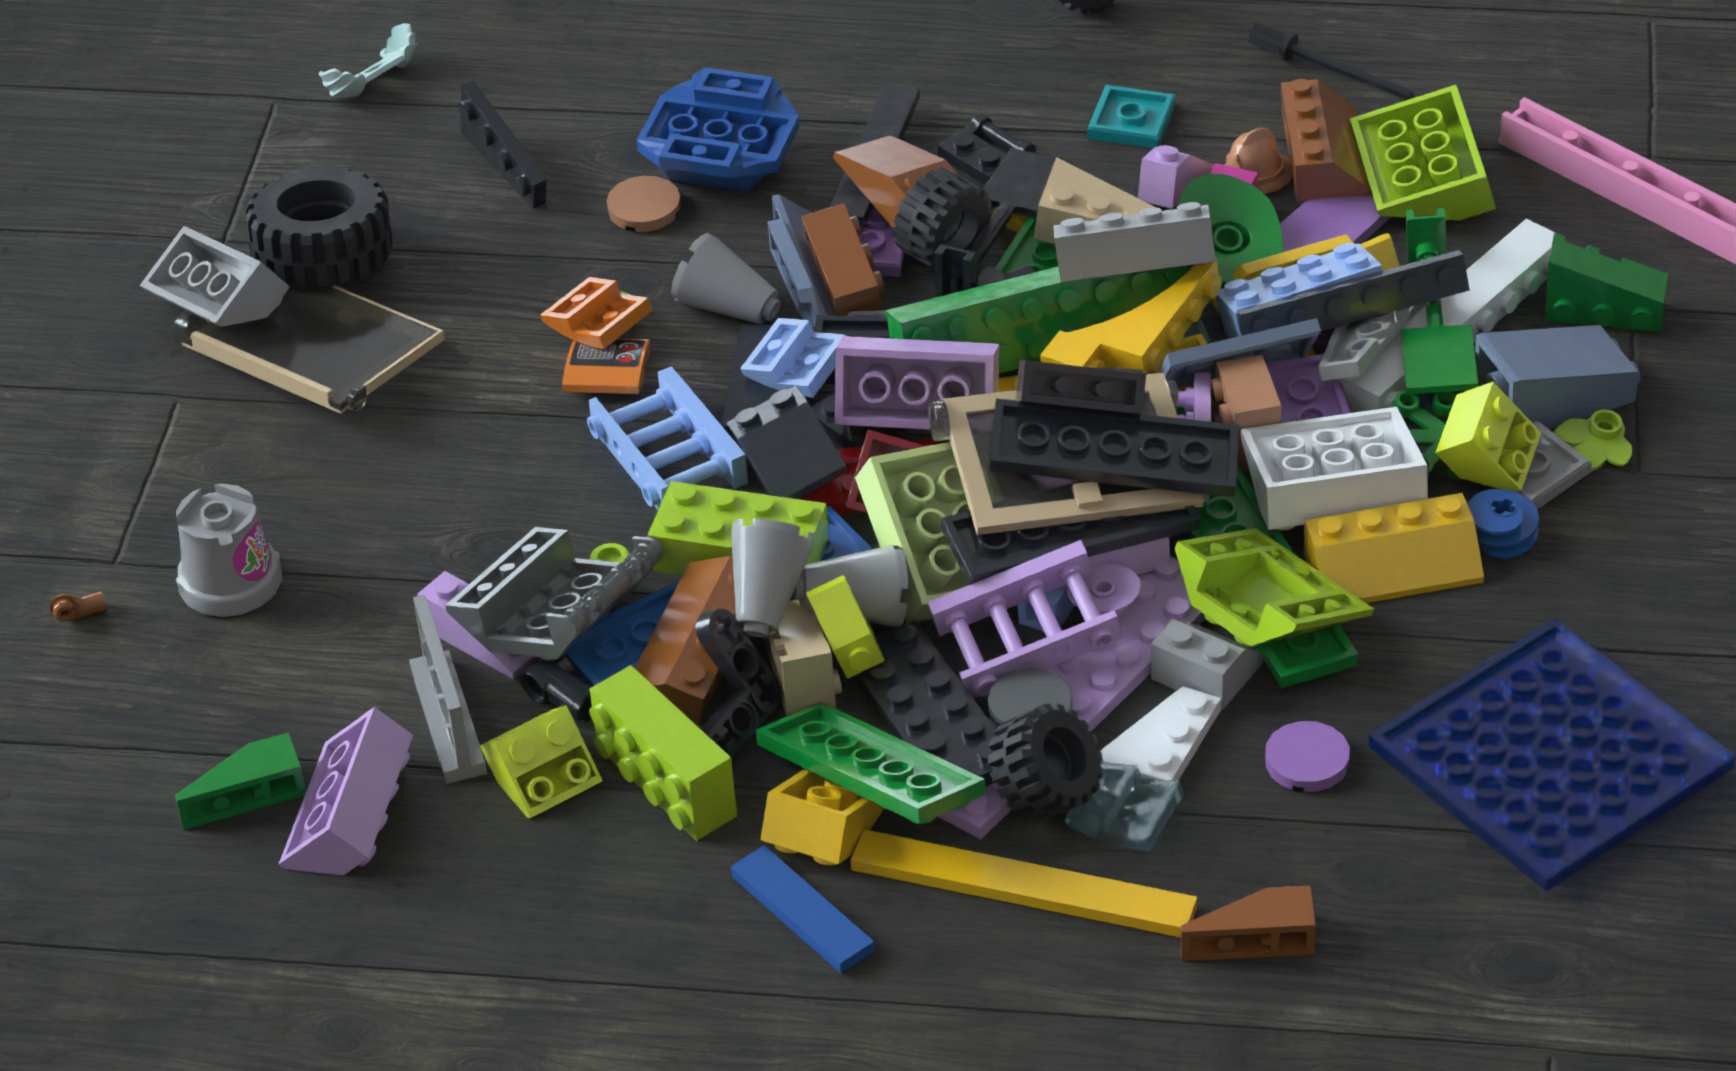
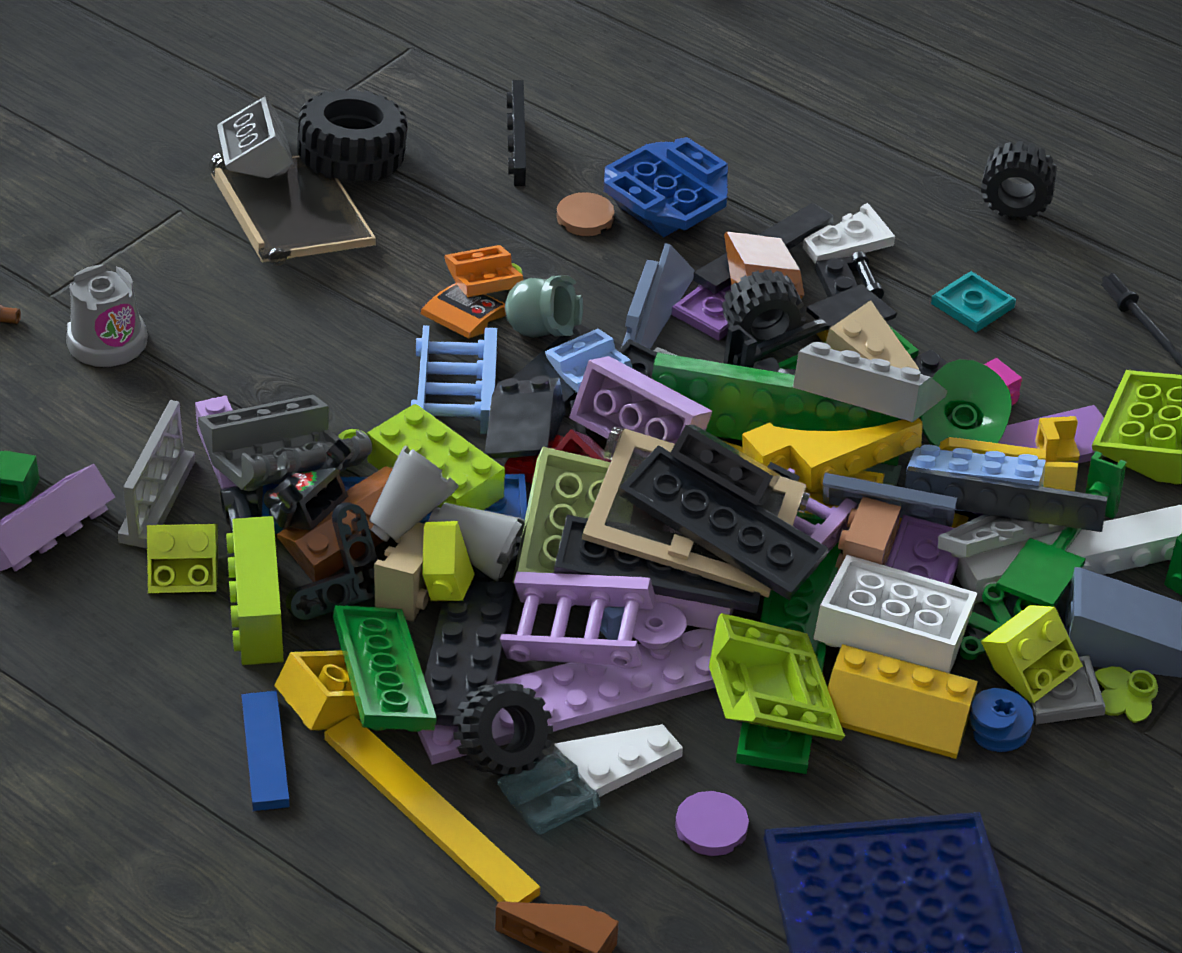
camera: 25 degrees right, 0 degrees up
(399, 51) = (513, 48): light aqua piece -> none
(639, 629) = (309, 495): none -> black torso
(698, 323) = (544, 307): none -> sand green tile
(723, 283) = (586, 270): light grey cone -> none
(843, 260) = (676, 309): dark orange brick -> none
(951, 103) = (855, 233): none -> white wing
(1024, 691) = (542, 673): dark grey tile -> none
(1167, 173) = (951, 344): lavender slope -> none
(1202, 660) = (692, 712): light grey slope -> none
(1259, 153) = (1038, 372): nougat piece -> none
(1321, 142) = (1090, 376): dark orange slope -> none
(1336, 218) = (1057, 438): none -> yellow panel

